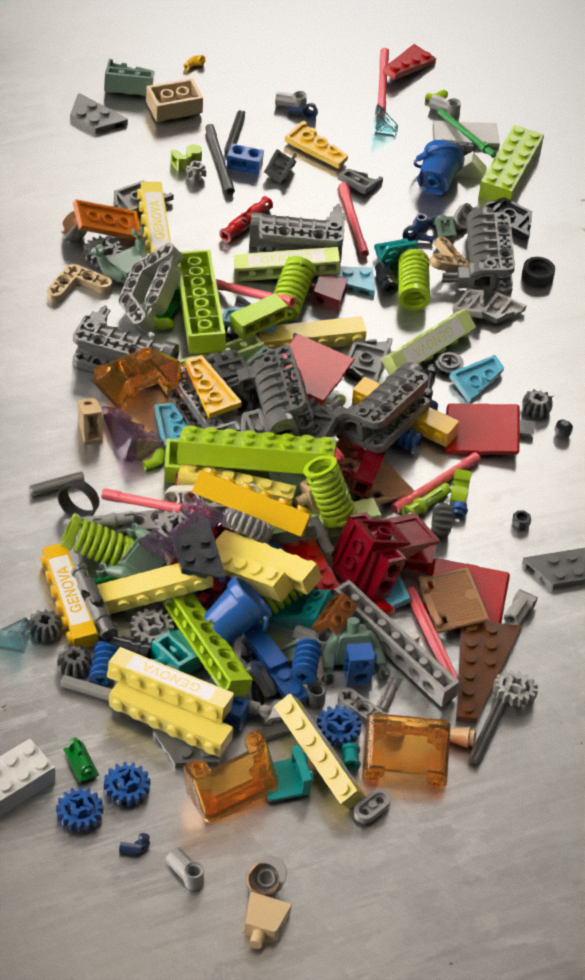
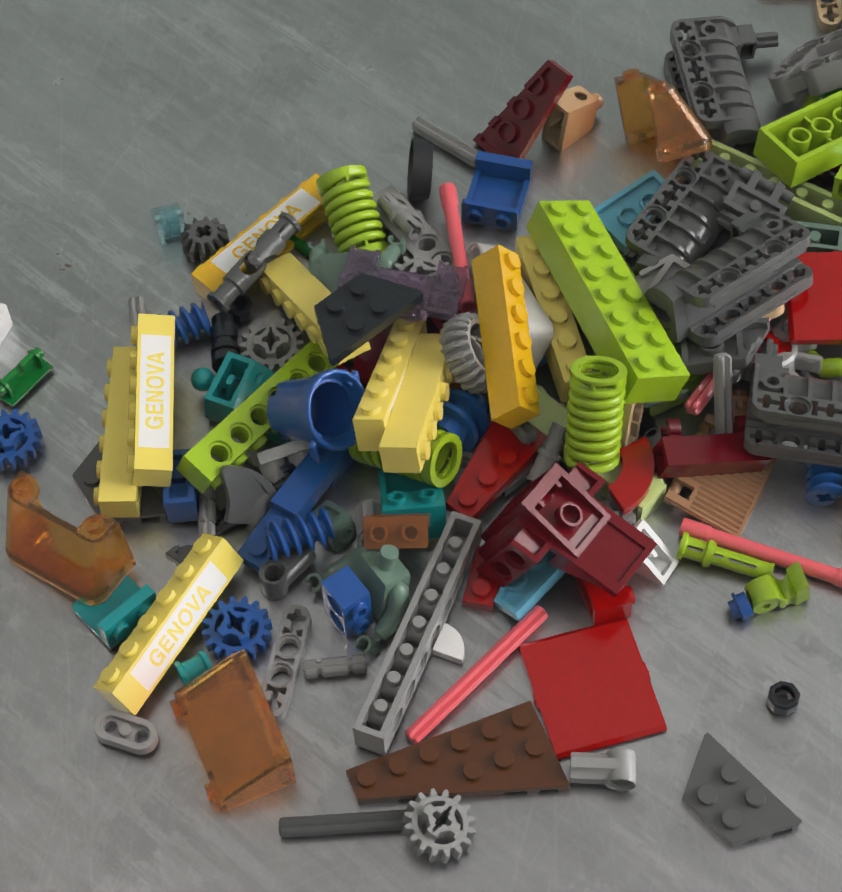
camera: 70 degrees right, 10 degrees up
(74, 661) = (167, 294): dark grey gear -> none
(82, 435) = (524, 117): none -> dark red wing
(112, 474) = (497, 191): none -> blue panel
(130, 437) = (582, 168): wedge -> none
(210, 387) = (692, 201): yellow wing -> none
(344, 442) = (723, 393): none -> light grey axle
(365, 504) = (635, 477): none -> red tile
(442, 519) = (693, 590): dark grey gear -> none
(454, 599) = (553, 672): medium nougat window -> none
(463, 736) = (311, 794): tan cone -> none

